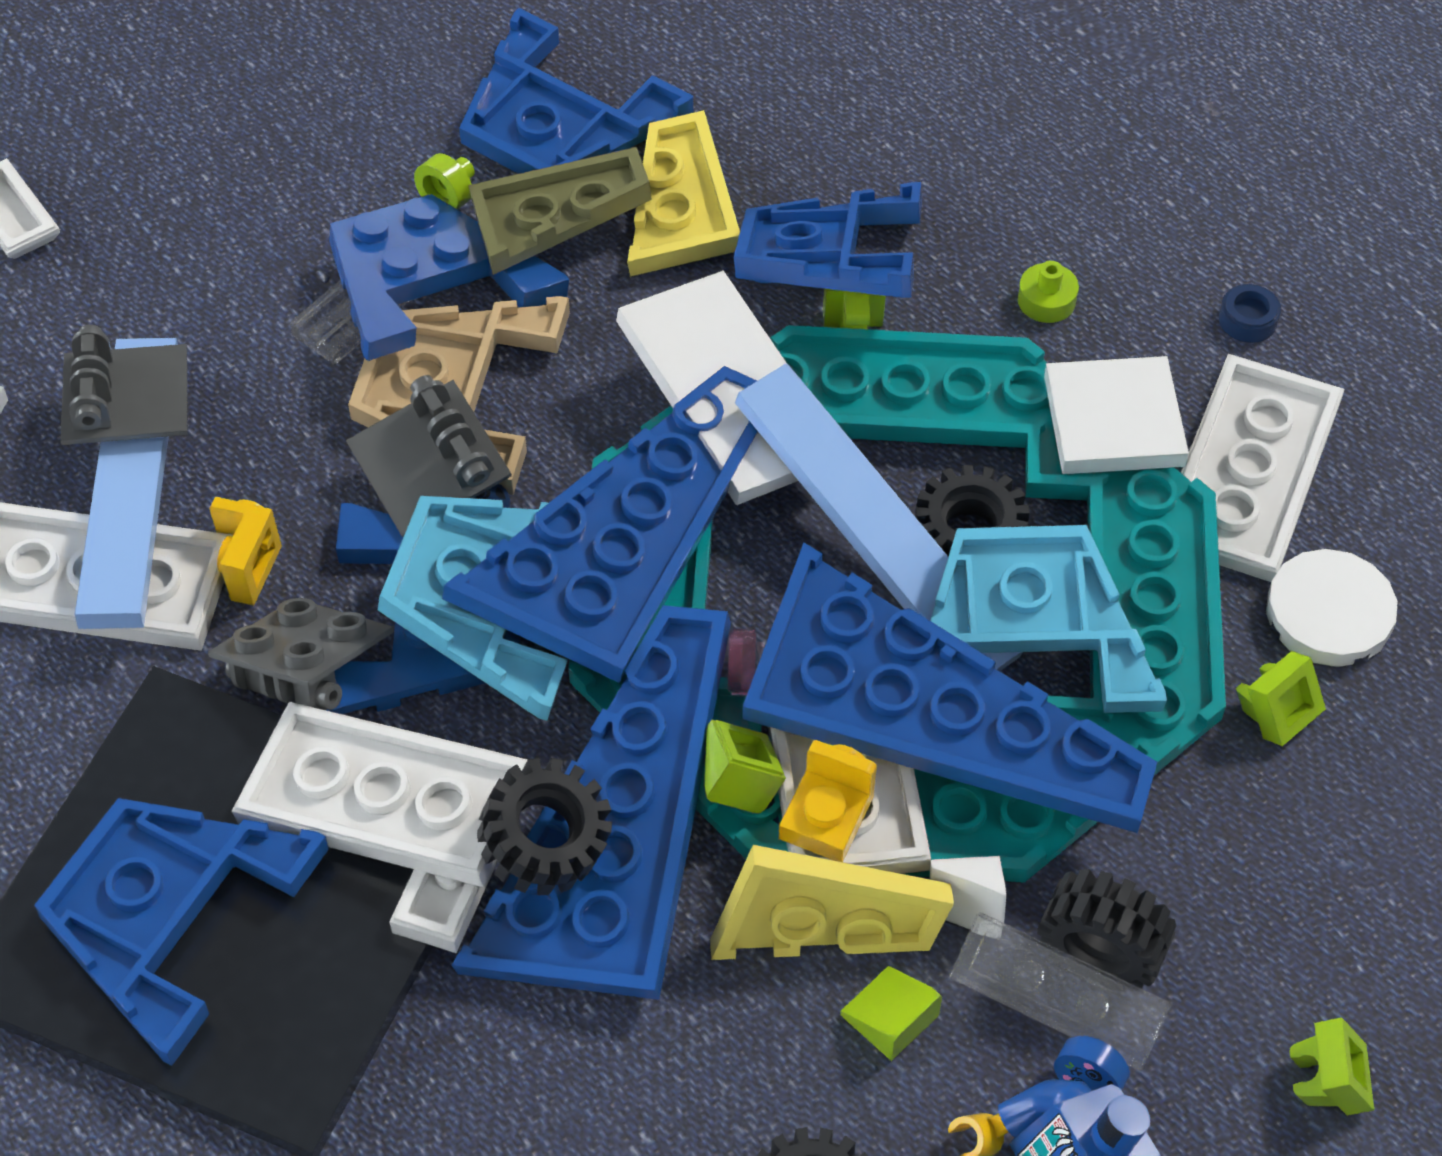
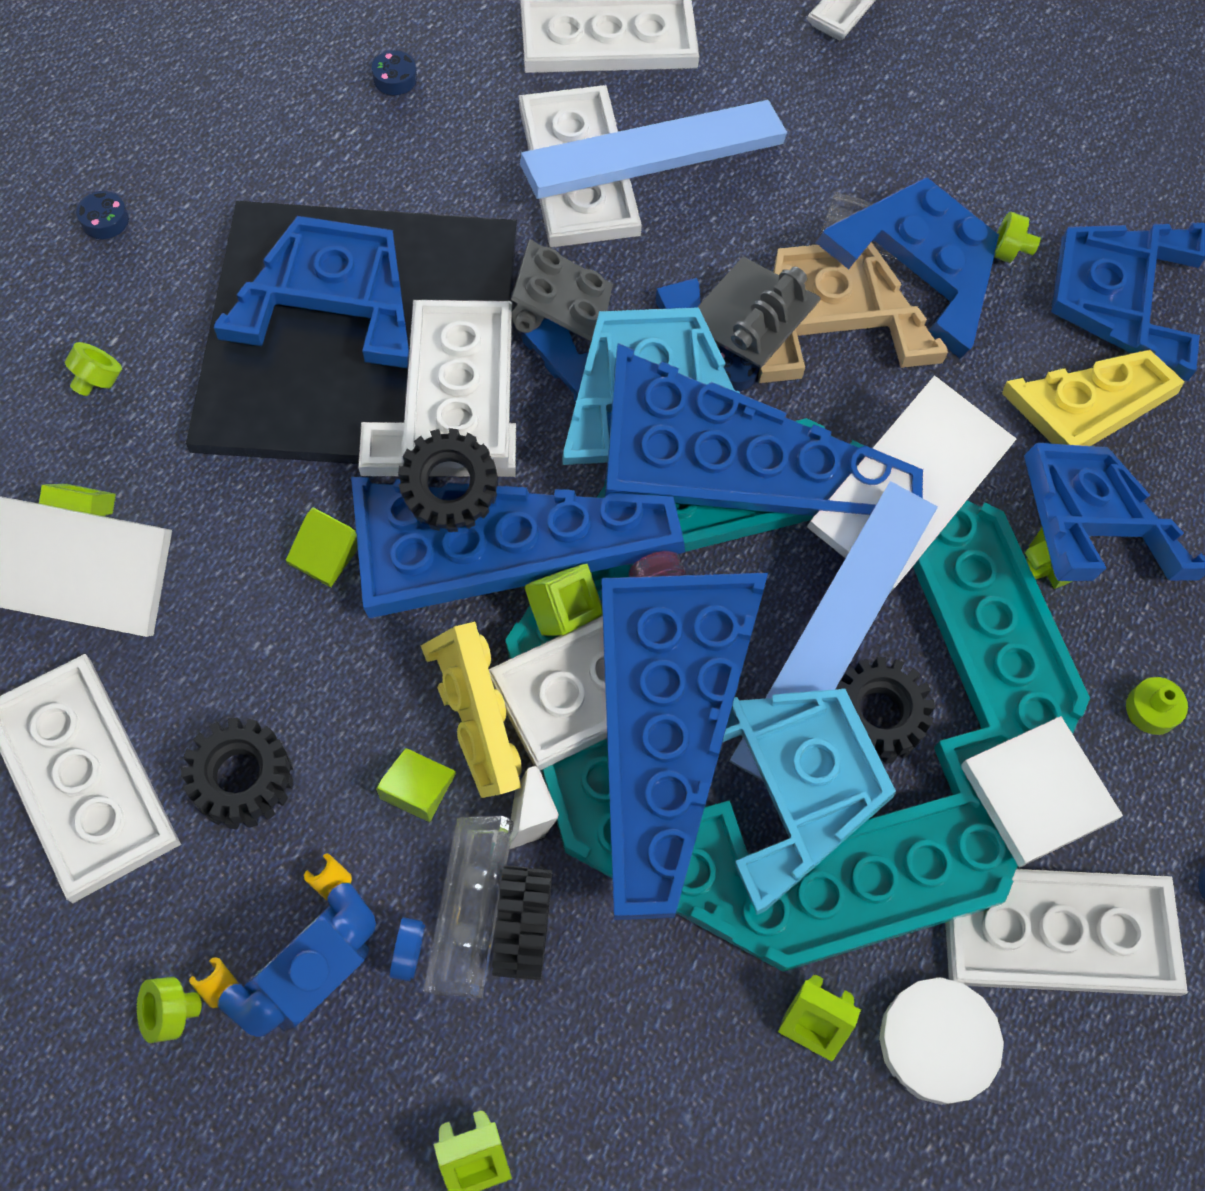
camera: 65 degrees right, 10 degrees up
(122, 390) = (716, 111): dark grey hinge -> none
(251, 551) = (631, 237): yellow bracket -> none
(536, 1027) = (322, 547): none -> lime slope
(552, 204) = (1030, 311): olive wing -> none
(829, 801) = (547, 671): yellow bracket -> none

